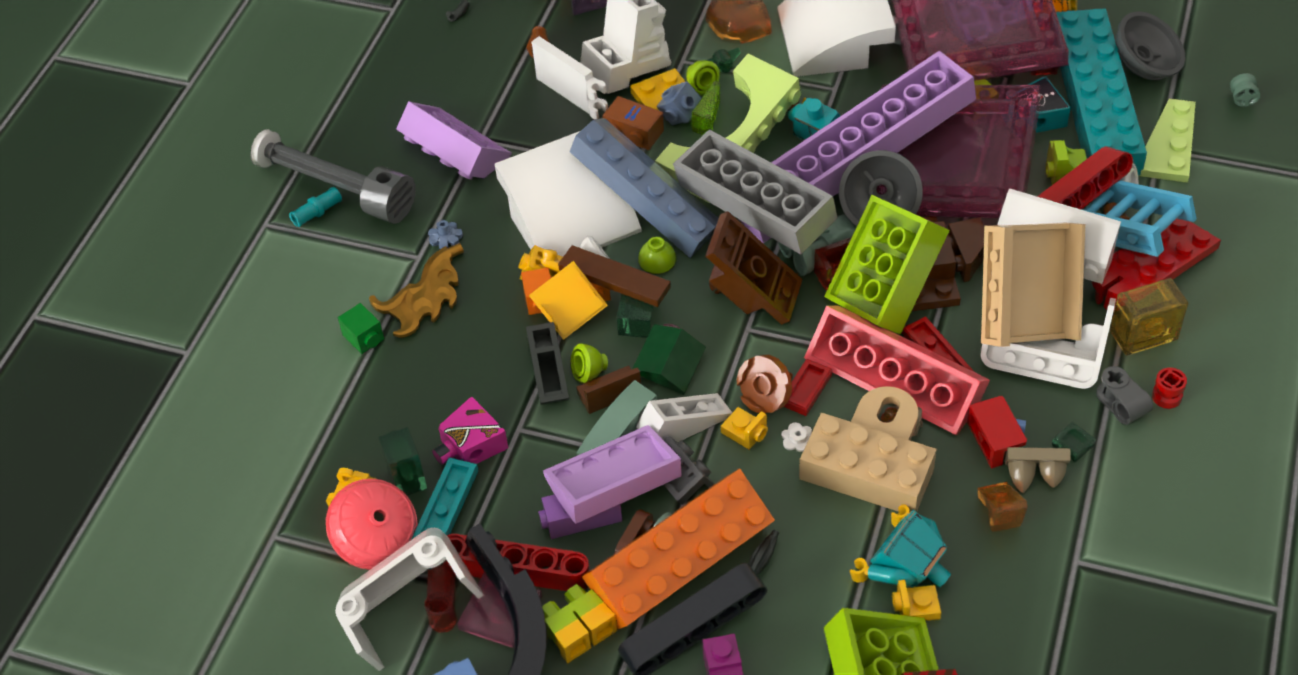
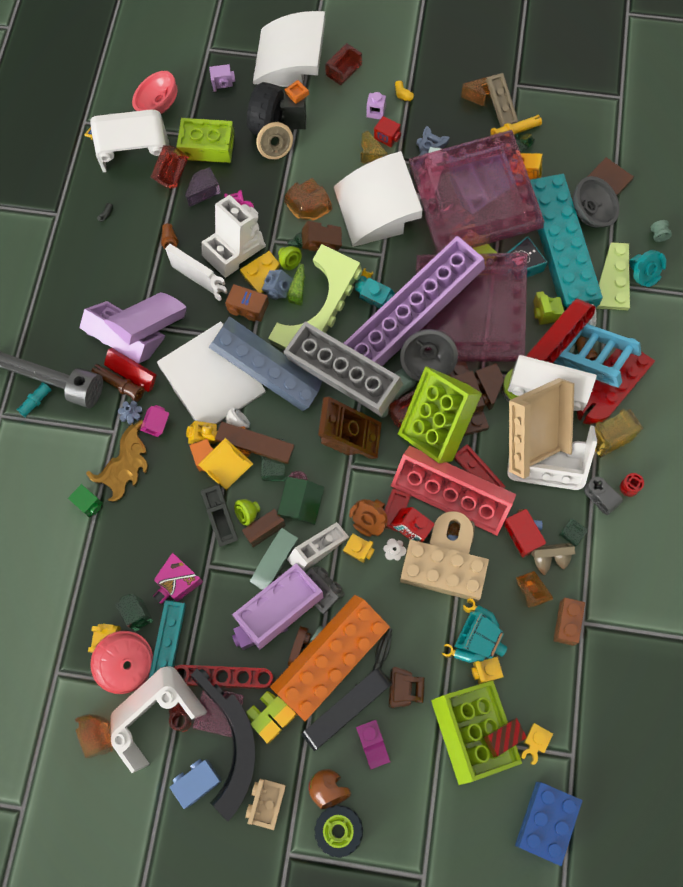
camera: 10 degrees left, 20 degrees up
(313, 608) = (94, 735): none -> clear orange brick
(443, 201) = (124, 386): none -> reddish brown pin
(455, 184) = (130, 369): none -> red tile
(477, 243) = (154, 420): none -> dark pink brick
(492, 122) = (146, 317): none -> lavender slope
(657, 256) = (280, 415): lime brick -> none
(741, 44) = (314, 235): none -> reddish brown brick
(779, 609) = (401, 689): none -> reddish brown piece
(831, 395) = (413, 525): none -> red torso
(1052, 549) = (569, 621): none -> dark orange brick
(1184, 24) = (613, 175): none -> reddish brown tile
(1221, 127) = (648, 267): none -> teal tile

